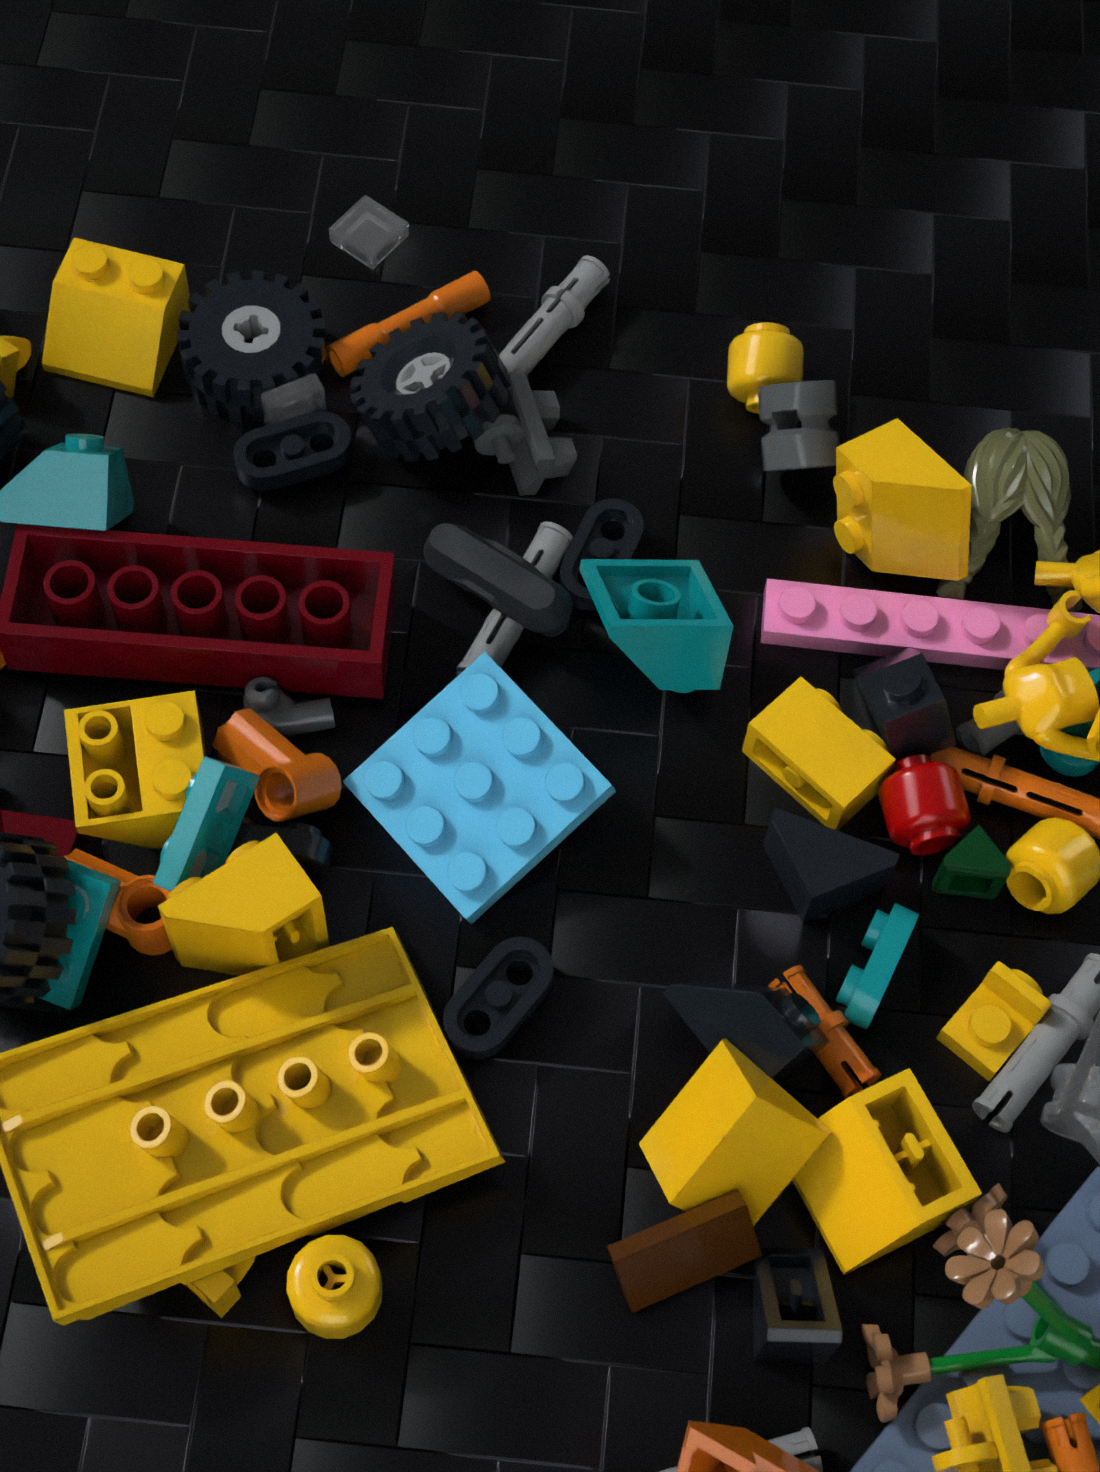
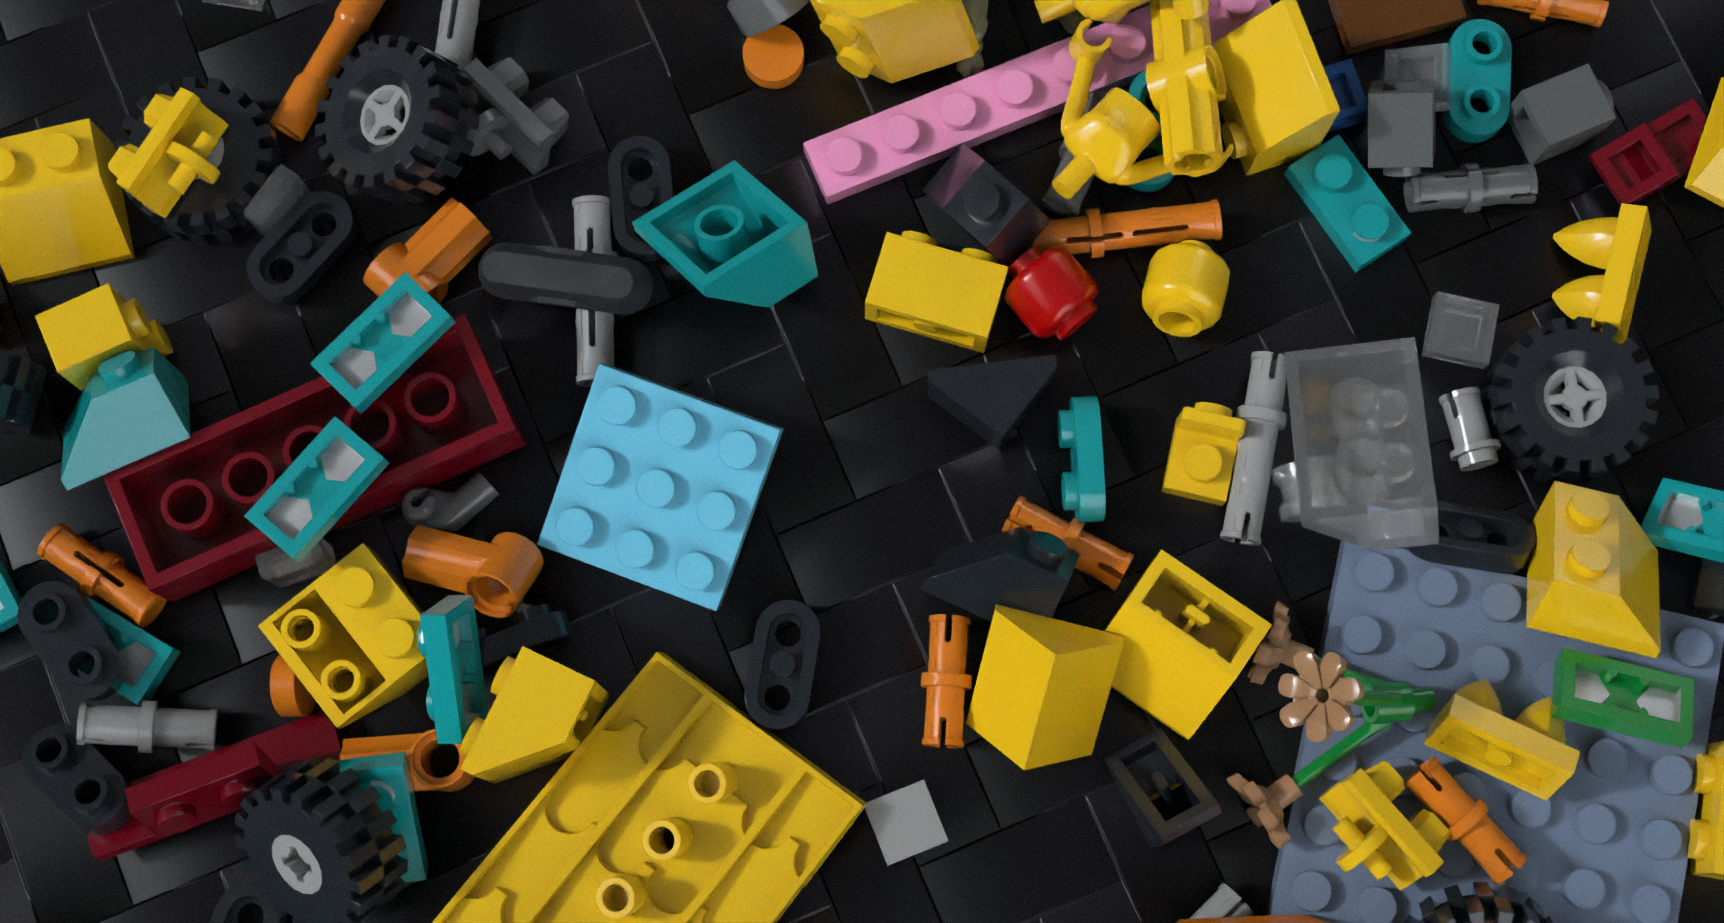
camera: 25 degrees left, 15 degrees up
(54, 787) = (288, 693): none -> orange tile
(85, 406) = (95, 328): none -> yellow brick
(127, 680) = (283, 570): none -> clear tile
(183, 619) = (316, 489): none -> teal piece
(232, 315) = (172, 153): none -> yellow hips
(311, 534) = (383, 342): none -> teal piece
(375, 516) = (432, 253): none -> orange piece
(531, 1202) = (905, 822): none -> light grey tile
(640, 1094) = (946, 681): none -> orange pin
(685, 1250) = (1053, 796): reddish brown tile -> none
(780, 502) = (774, 57): none -> orange tile
(973, 868) = (1120, 326): dark green slope -> none

